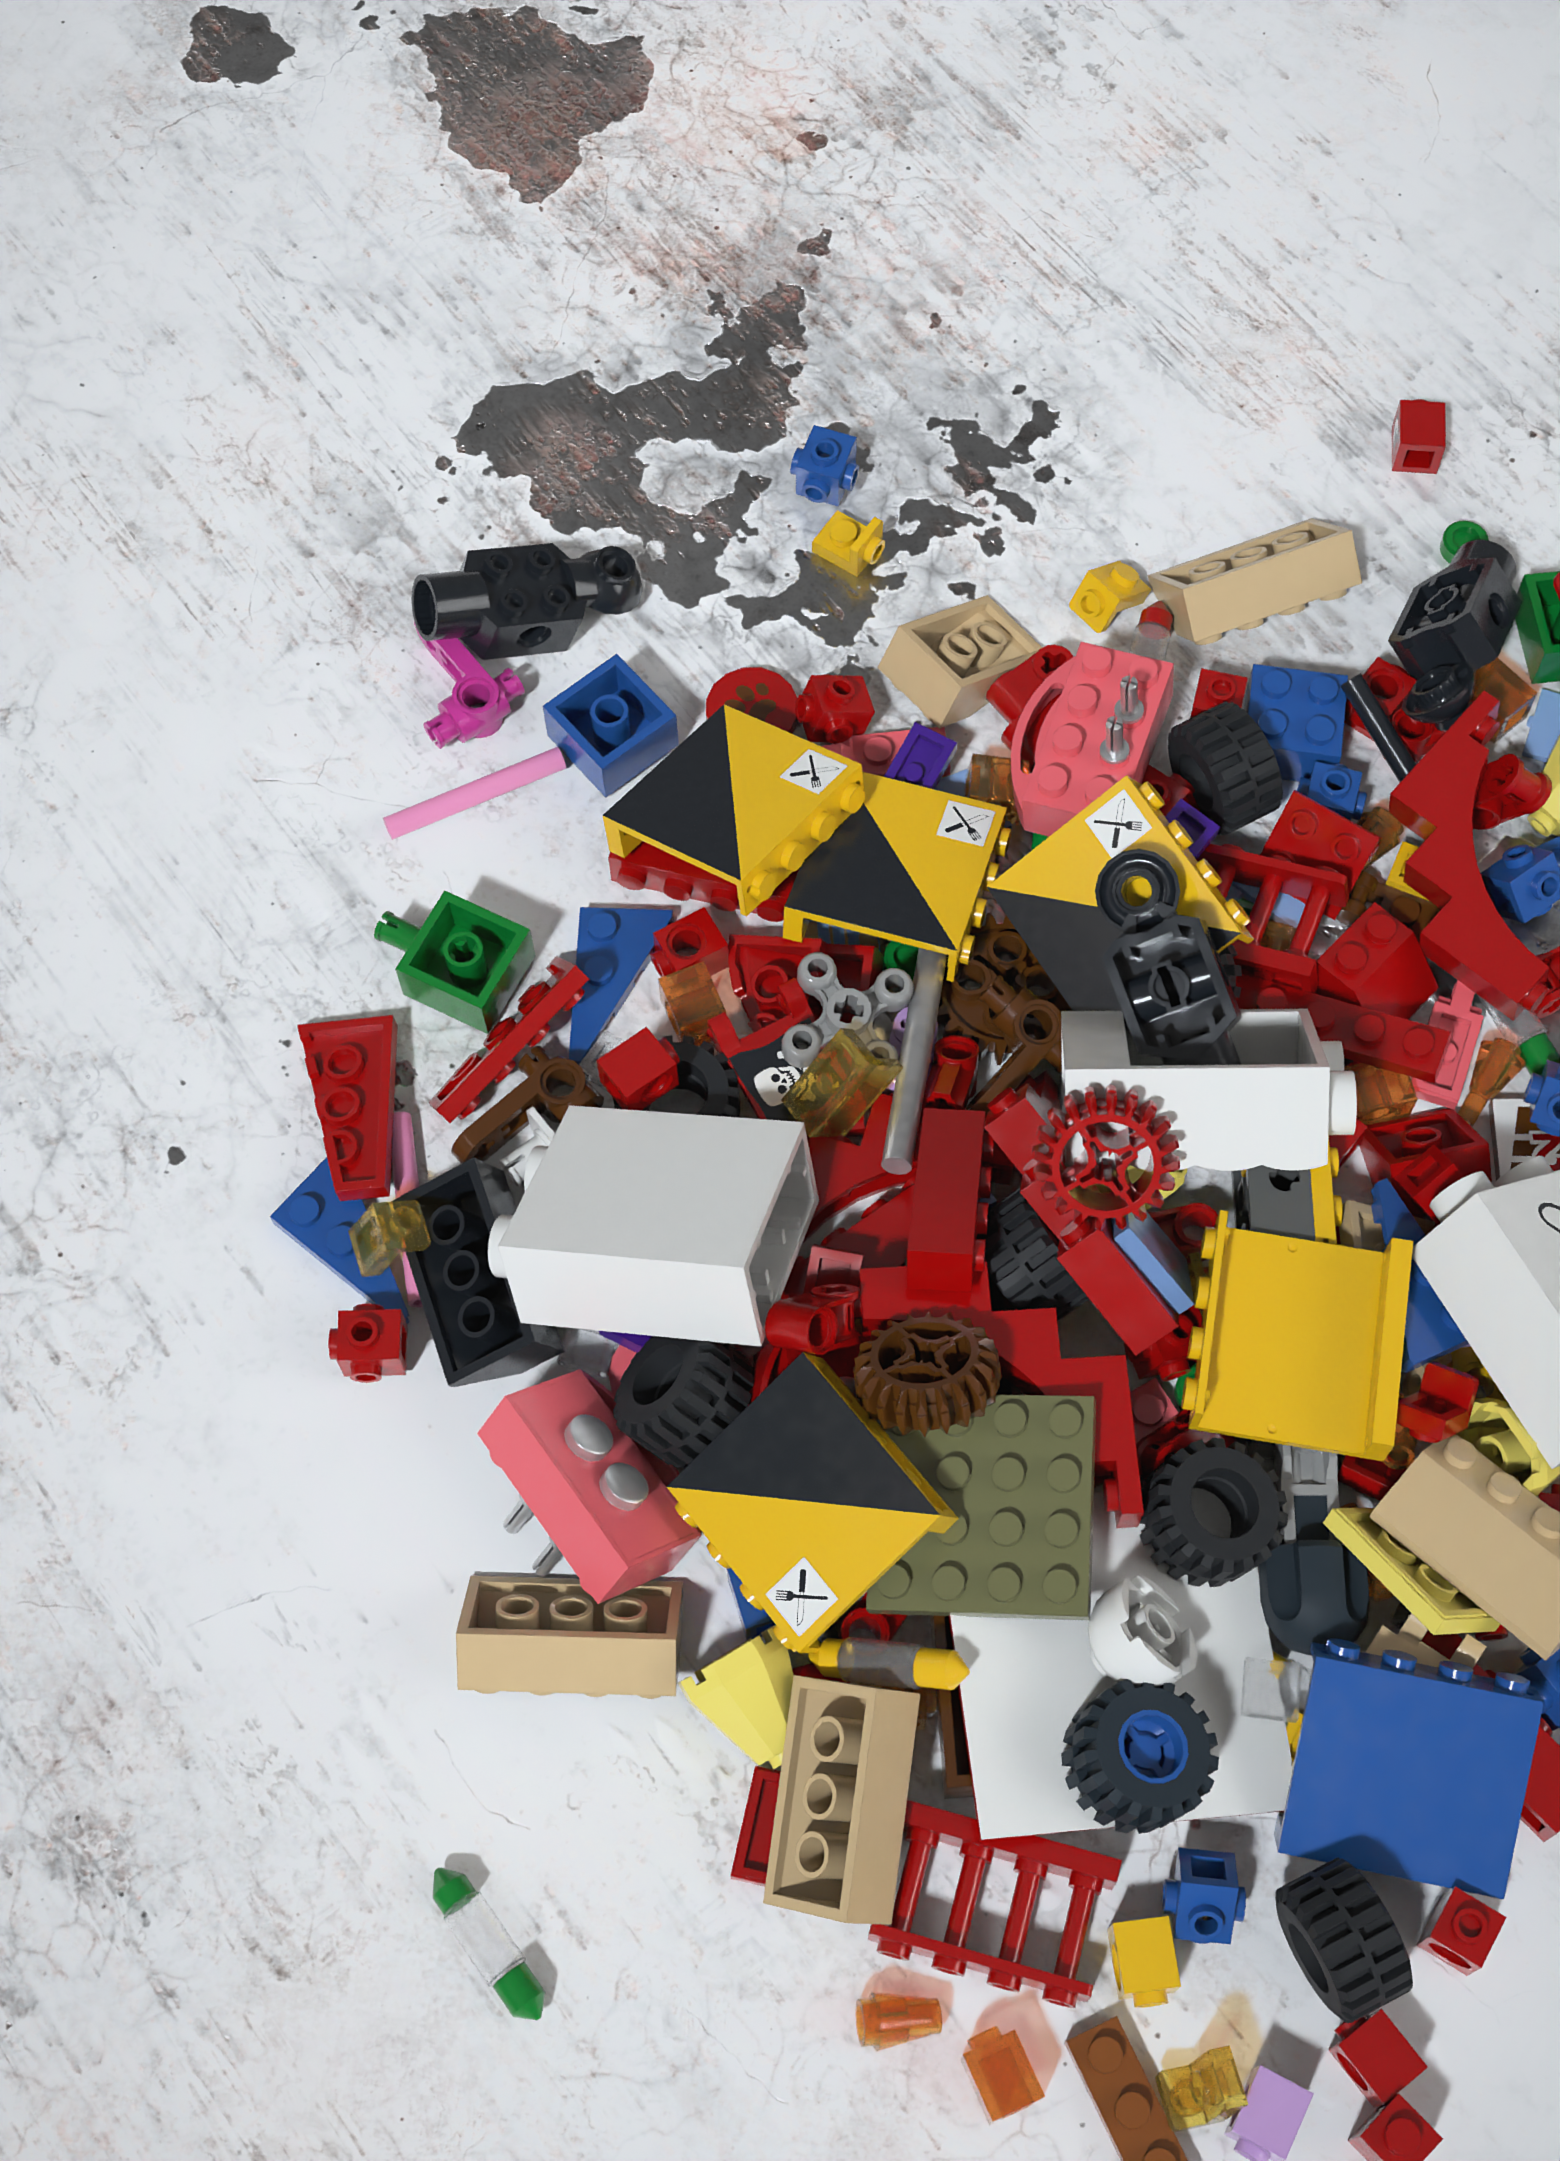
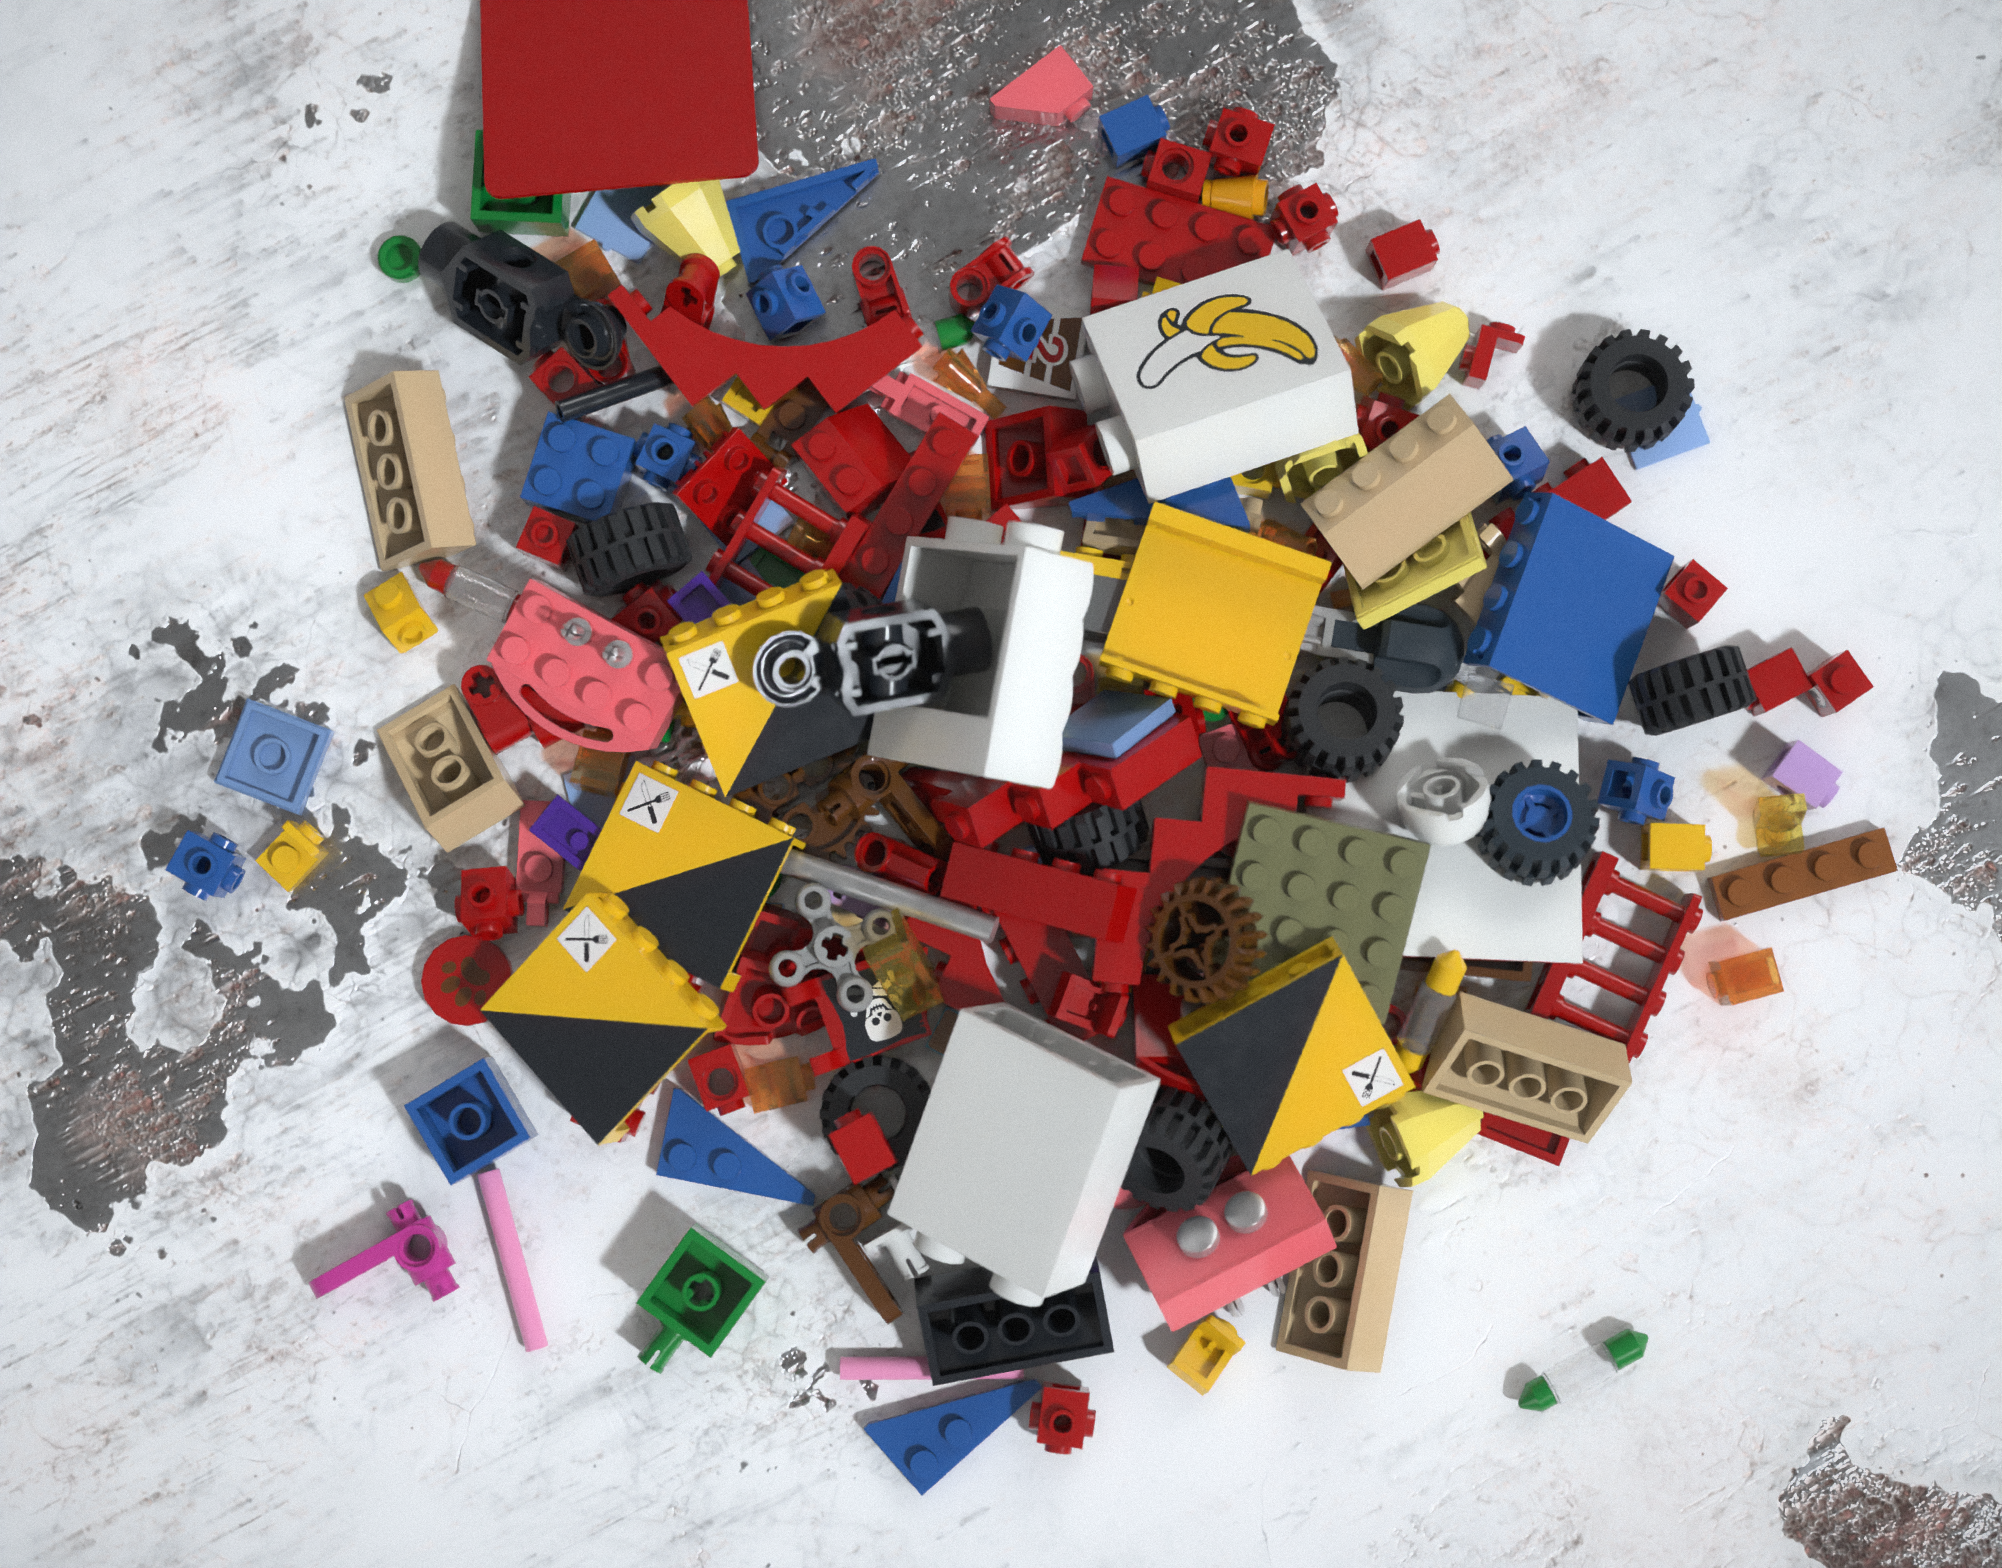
camera: 85 degrees left, 20 degrees up
(354, 1098) = (810, 1406): red wing -> none
(386, 1232) = (969, 1389): clear yellow bracket -> none
(457, 1491) = (1206, 1353): none -> yellow bracket
(508, 1038) = (785, 1256): red wing -> none
(523, 598) = (315, 1187): black brick -> none
(814, 1320) = (1138, 1026): red piece -> none
(895, 2019) = (1689, 1051): clear orange cone -> none
(942, 514) = (274, 757): none -> medium blue tile
(1124, 1144) = (1072, 759): red gear -> none
(1418, 436) = (273, 272): red brick -> none
(1441, 1404) = (1285, 511): red bracket -> none

